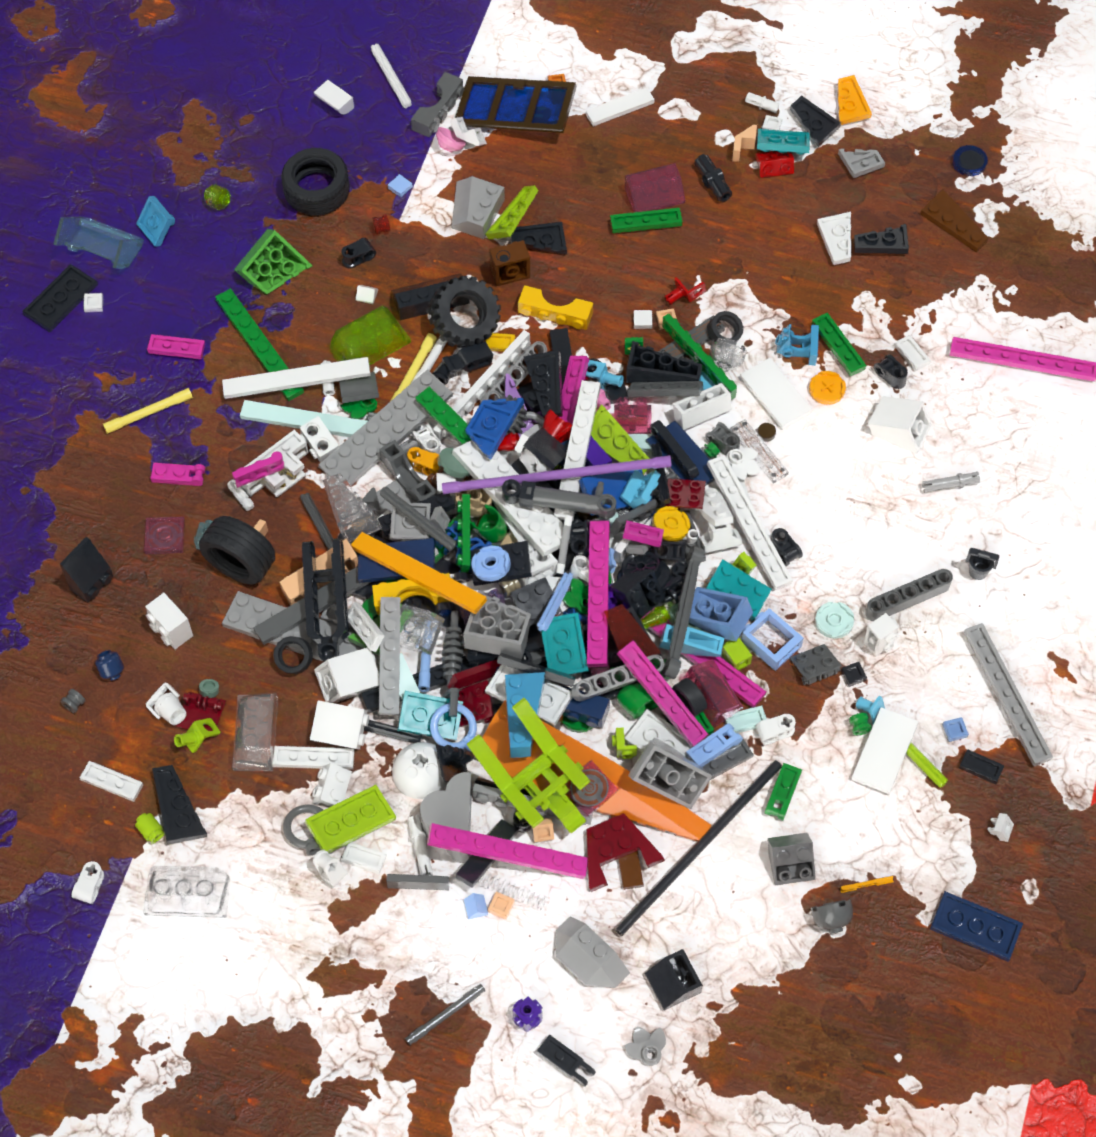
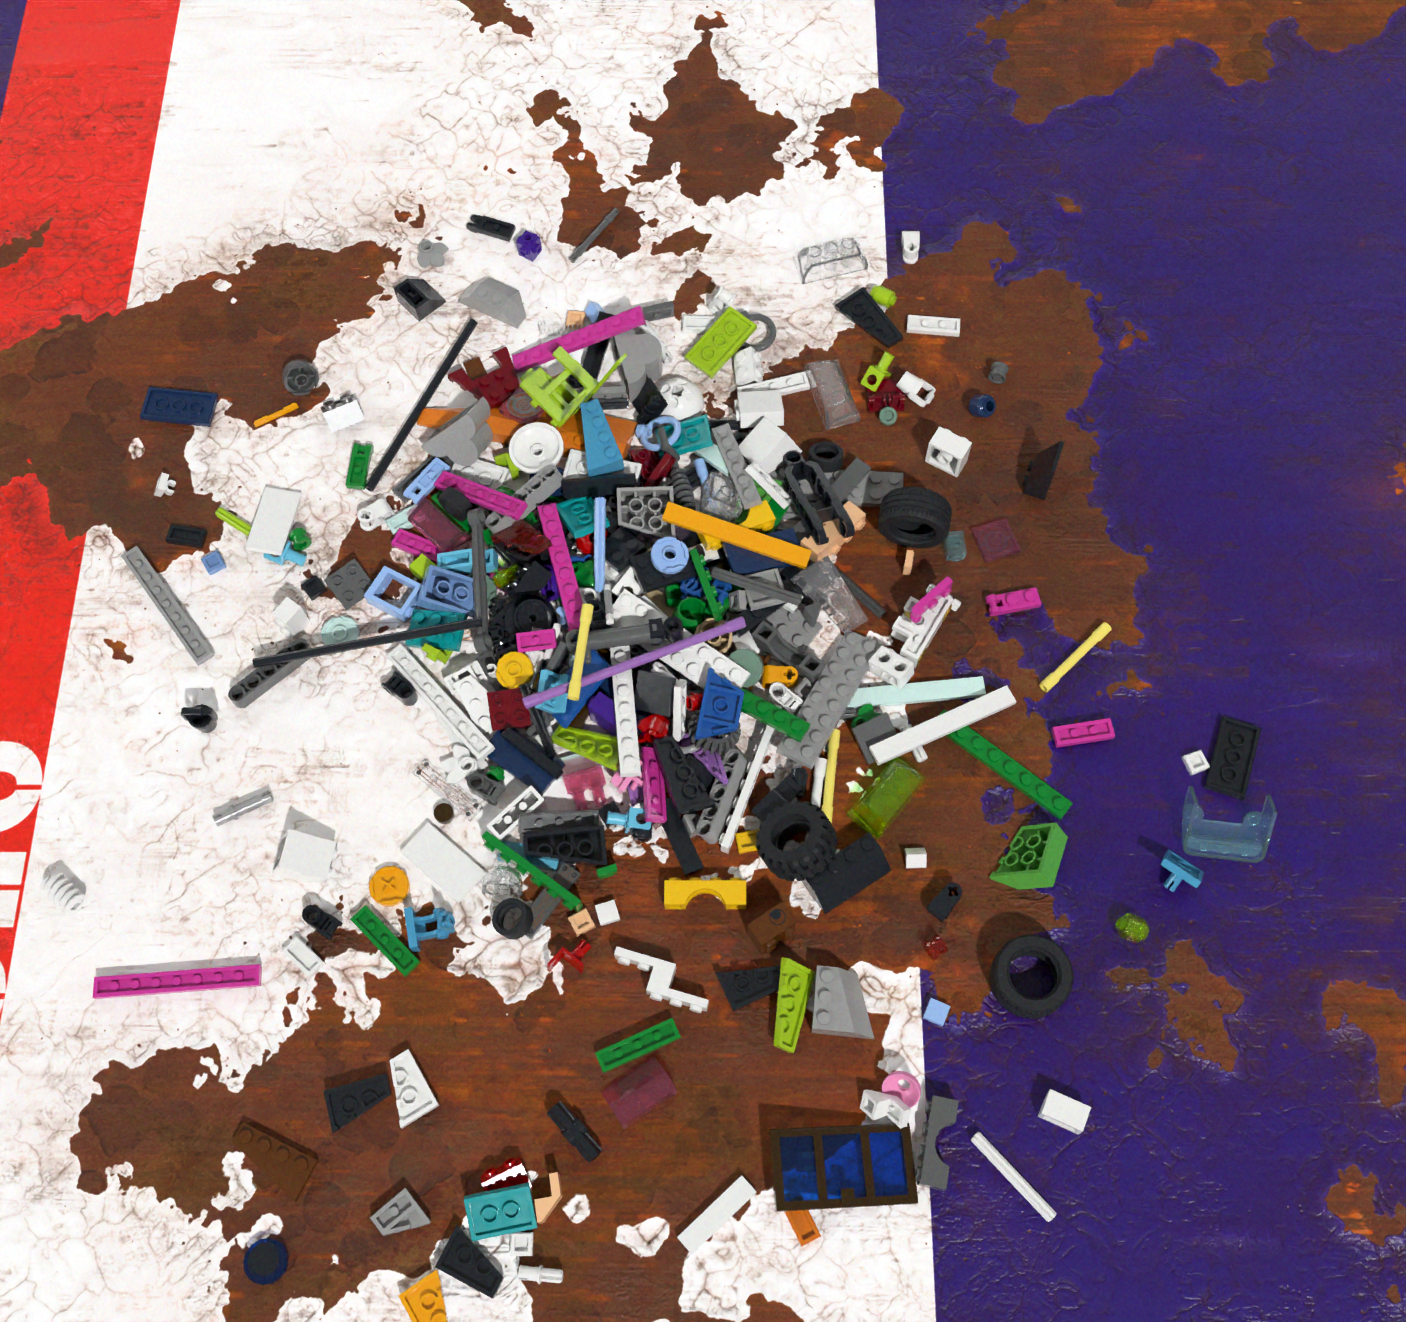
camera: 165 degrees right, 5 degrees up
(592, 508) = (575, 682): none -> light yellow piece
(592, 718) = (533, 439): none -> white dish
(612, 258) = (661, 980): none -> white bracket
(807, 581) = (367, 642): none -> black piece

